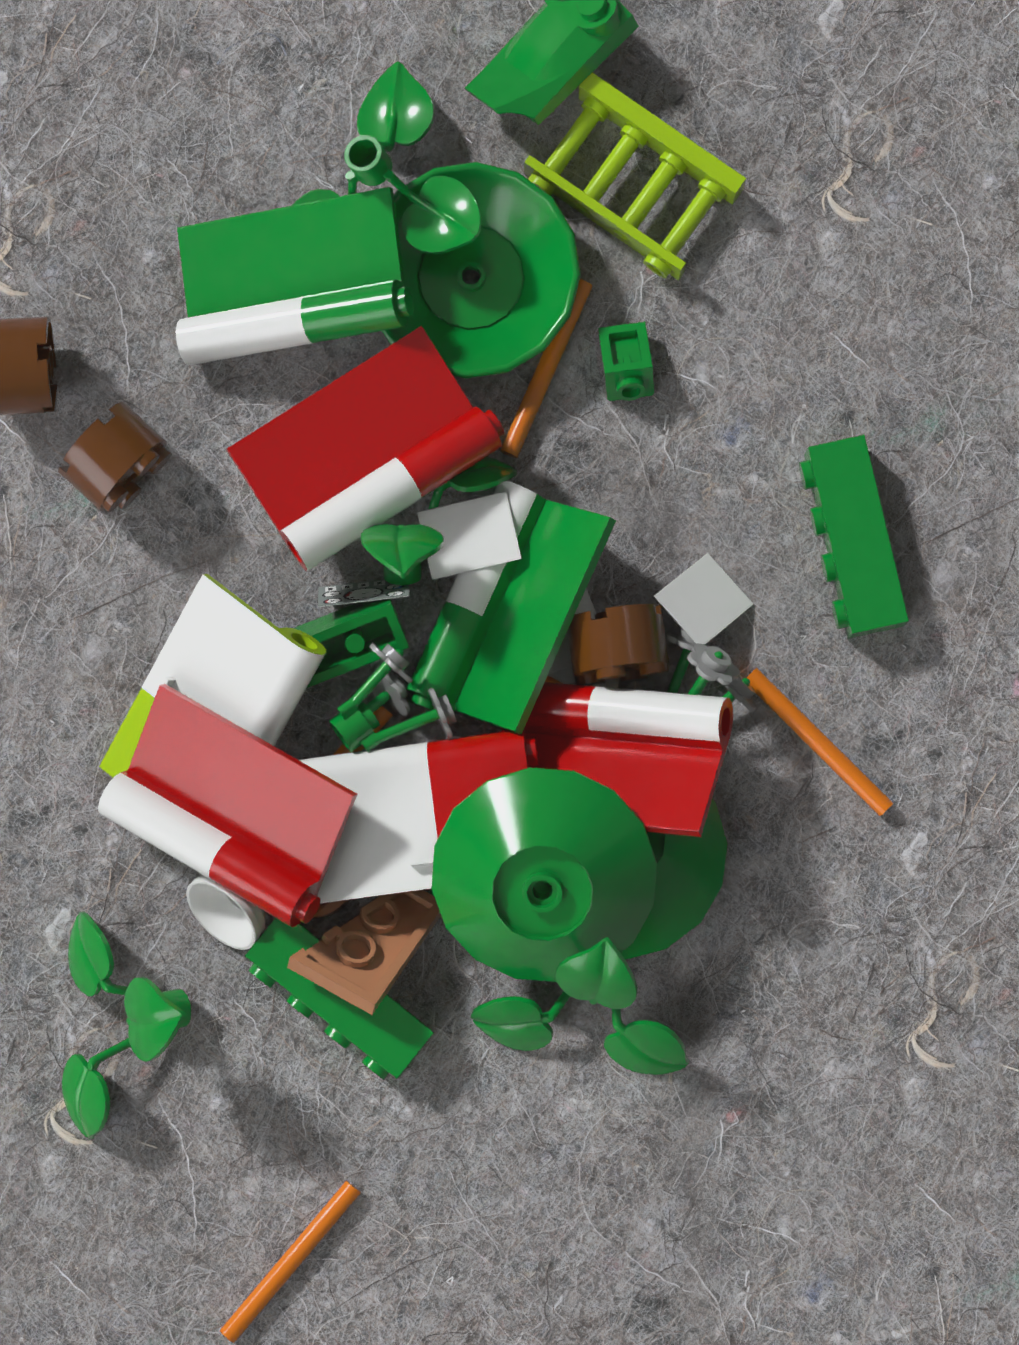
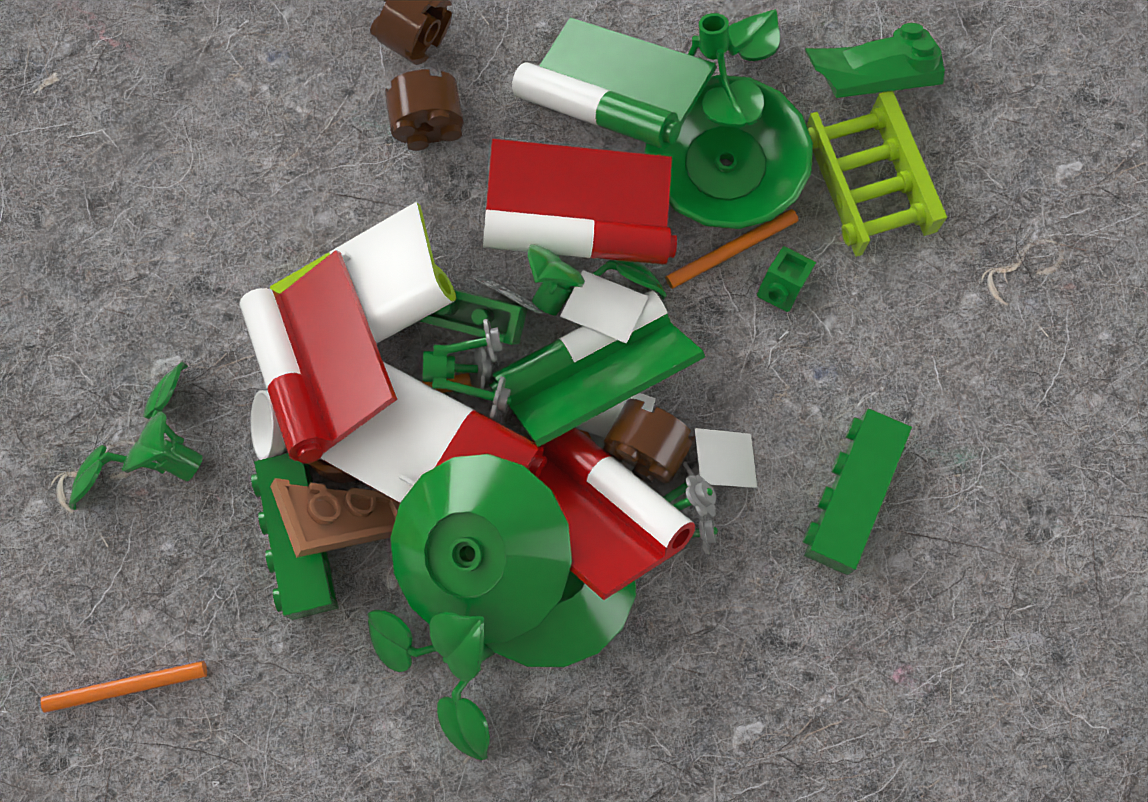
camera: 35 degrees right, 10 degrees down
(819, 742) = (735, 610): orange bar -> none

